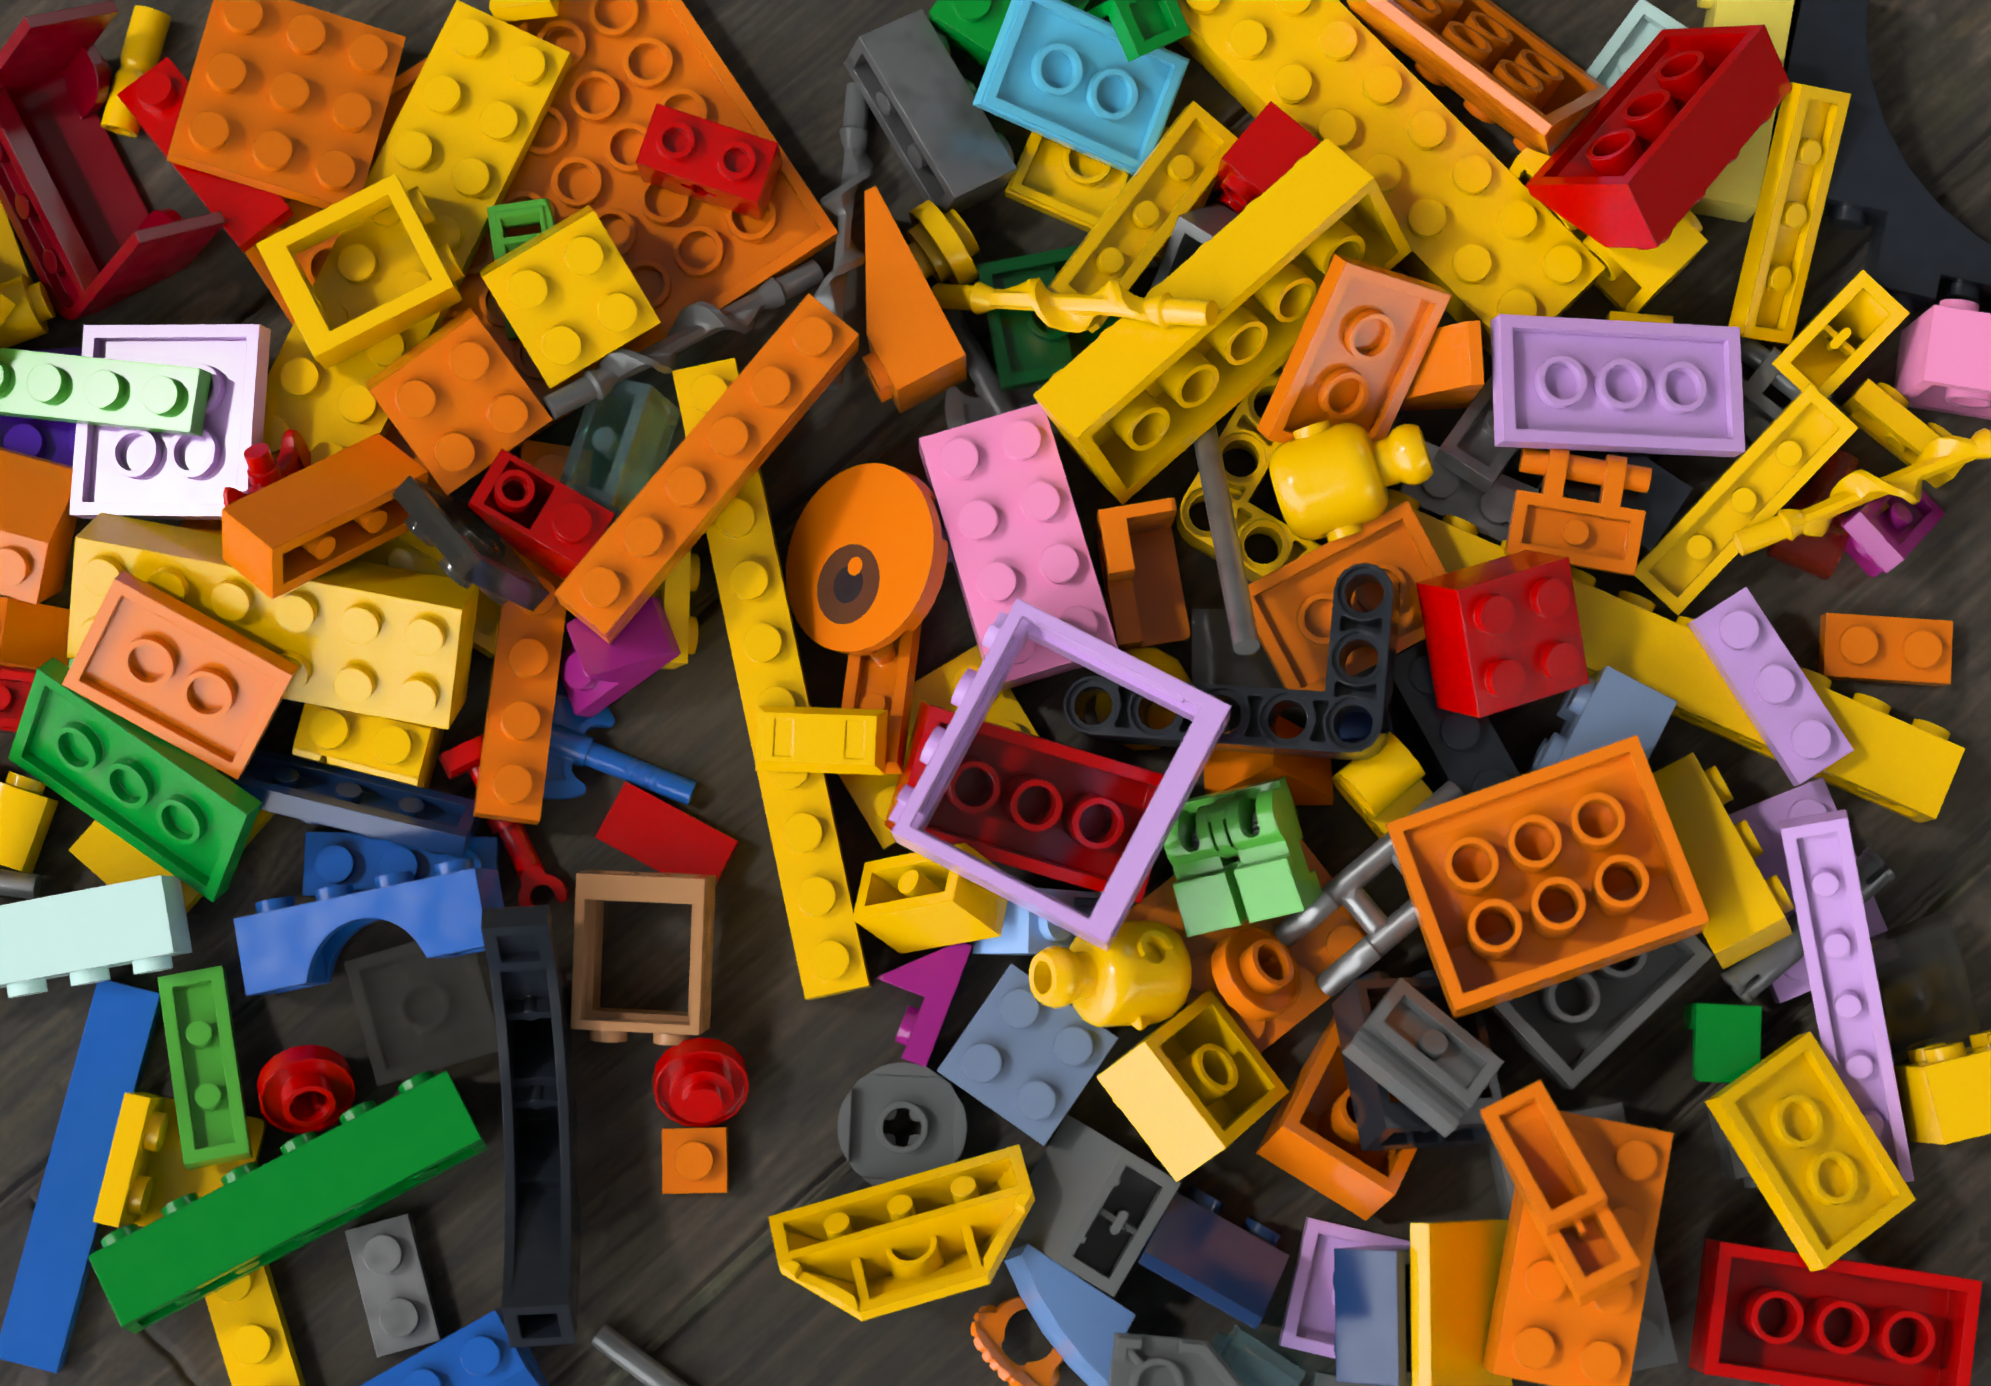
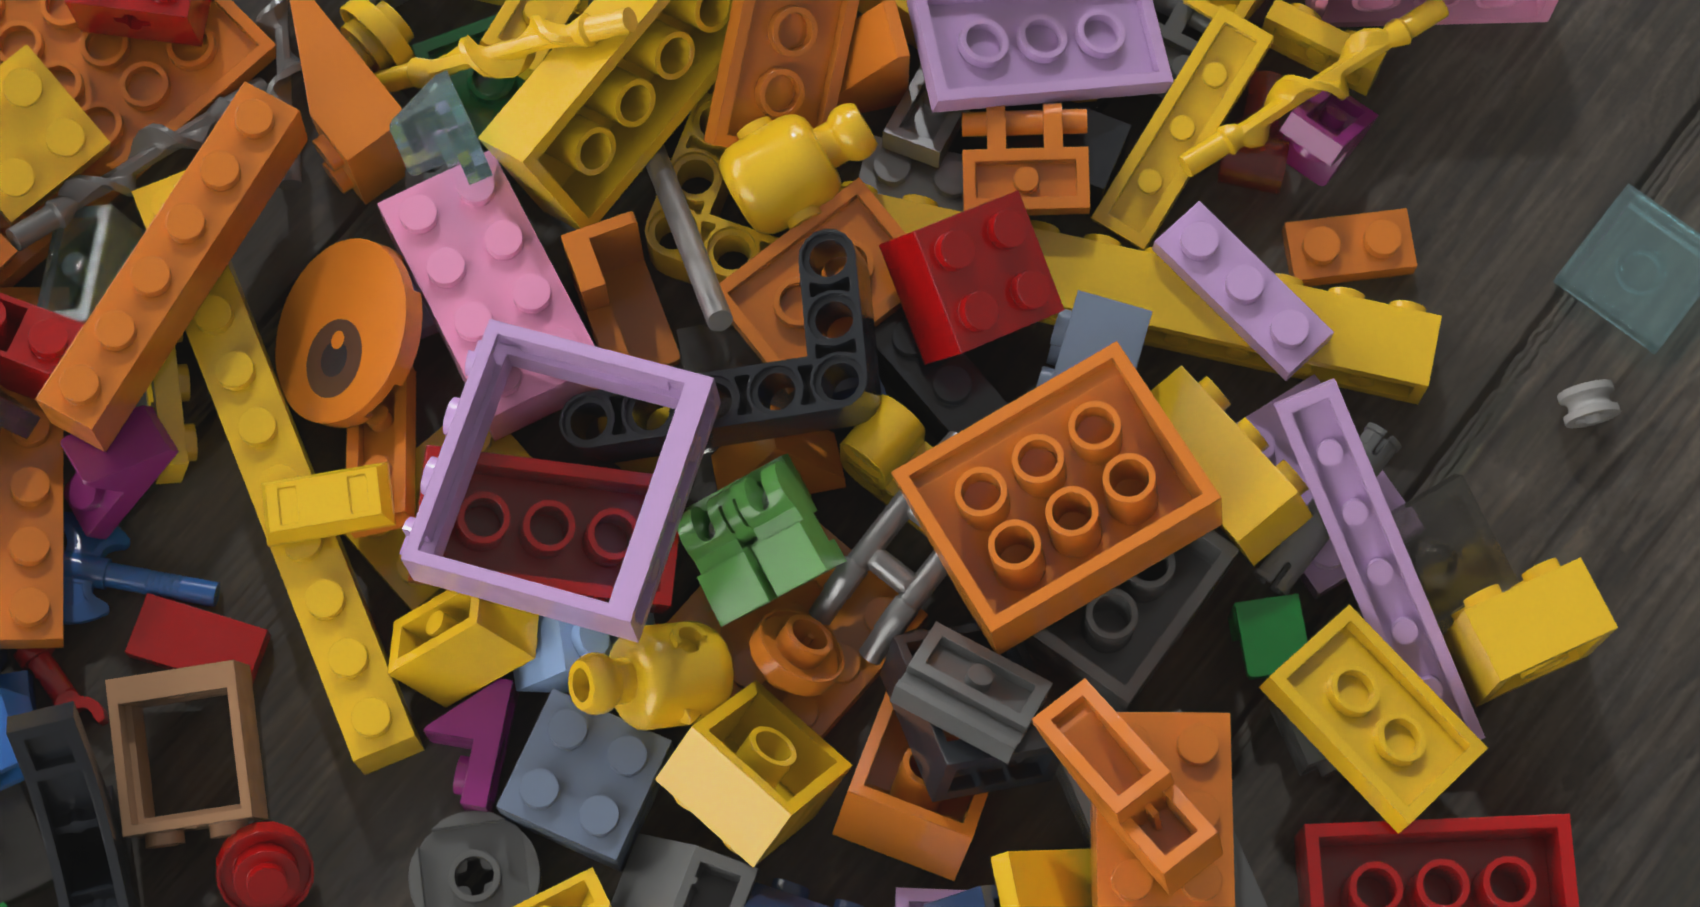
camera: 10 degrees left, 10 degrees down
(994, 374) = (438, 131): none -> clear light blue slope

